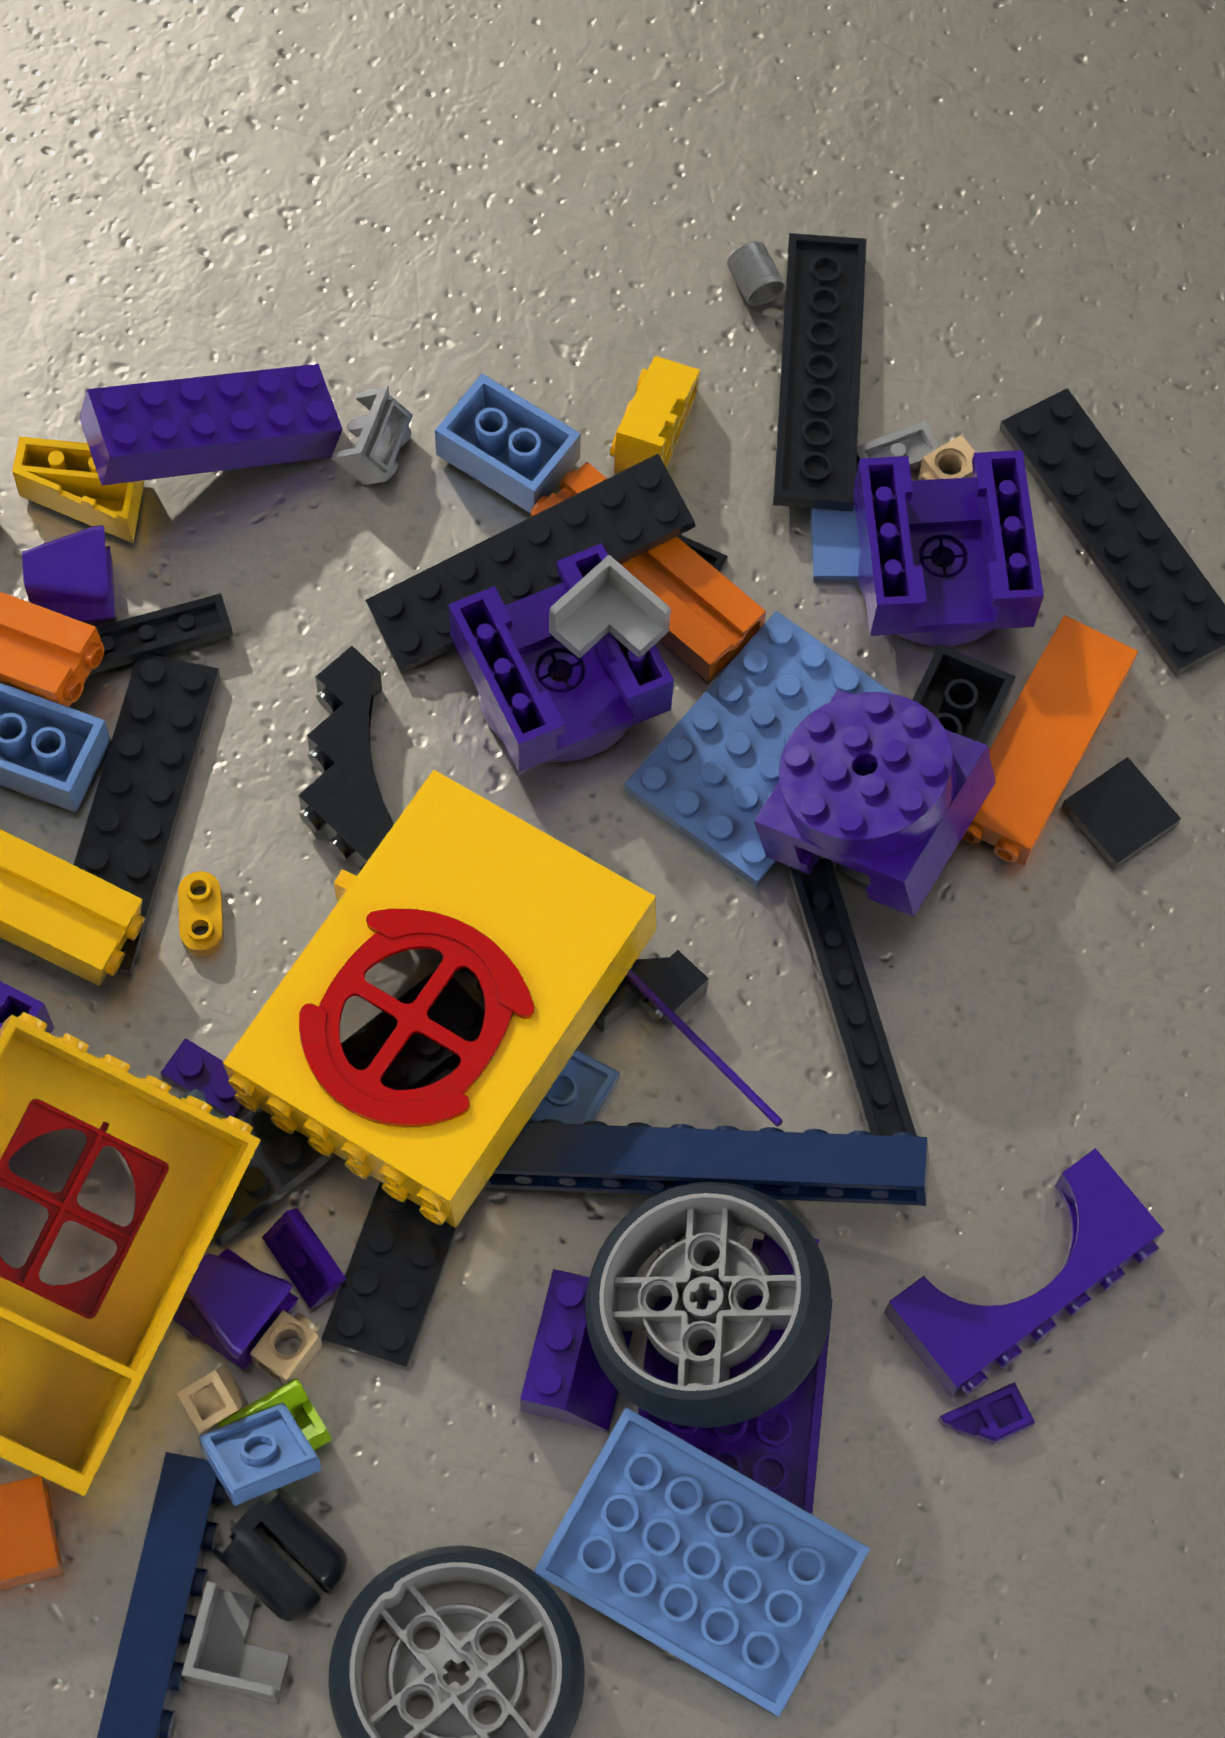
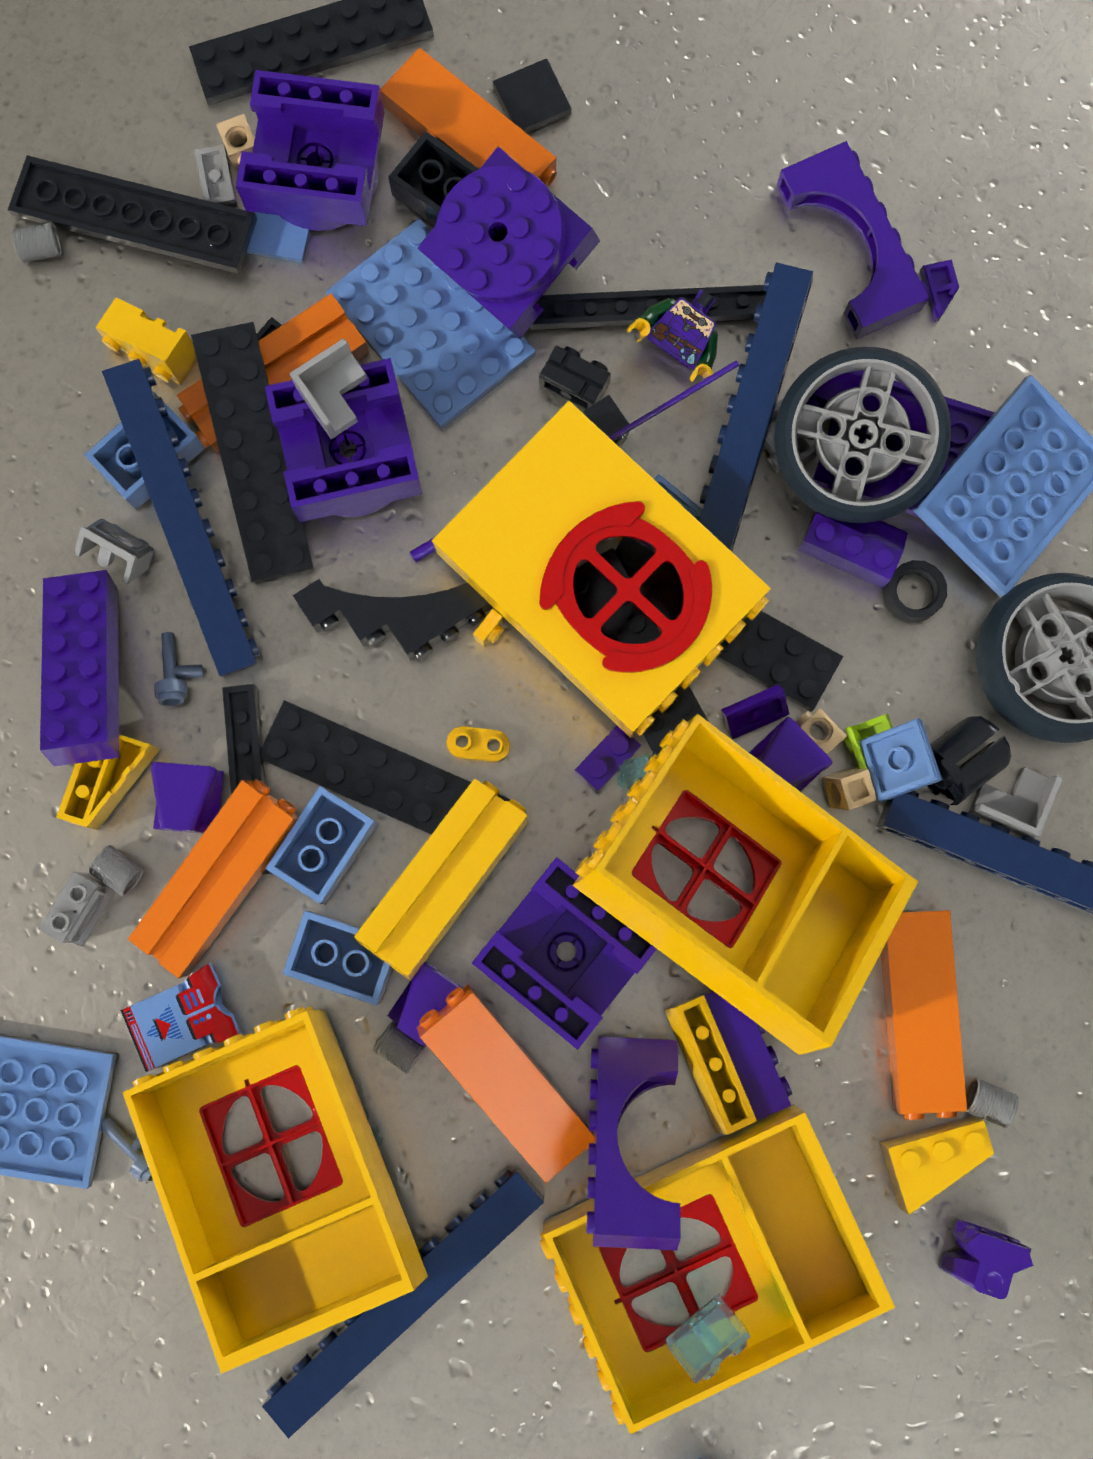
camera: 75 degrees left, 15 degrees up
(206, 537) = (172, 690): none -> sand blue piece
(419, 495) = (179, 516): none -> dark blue brick
(527, 1416) = (932, 575): none -> black tyre
(728, 935) = (574, 377): none -> black brick
(821, 1056) = (682, 331): none -> torso

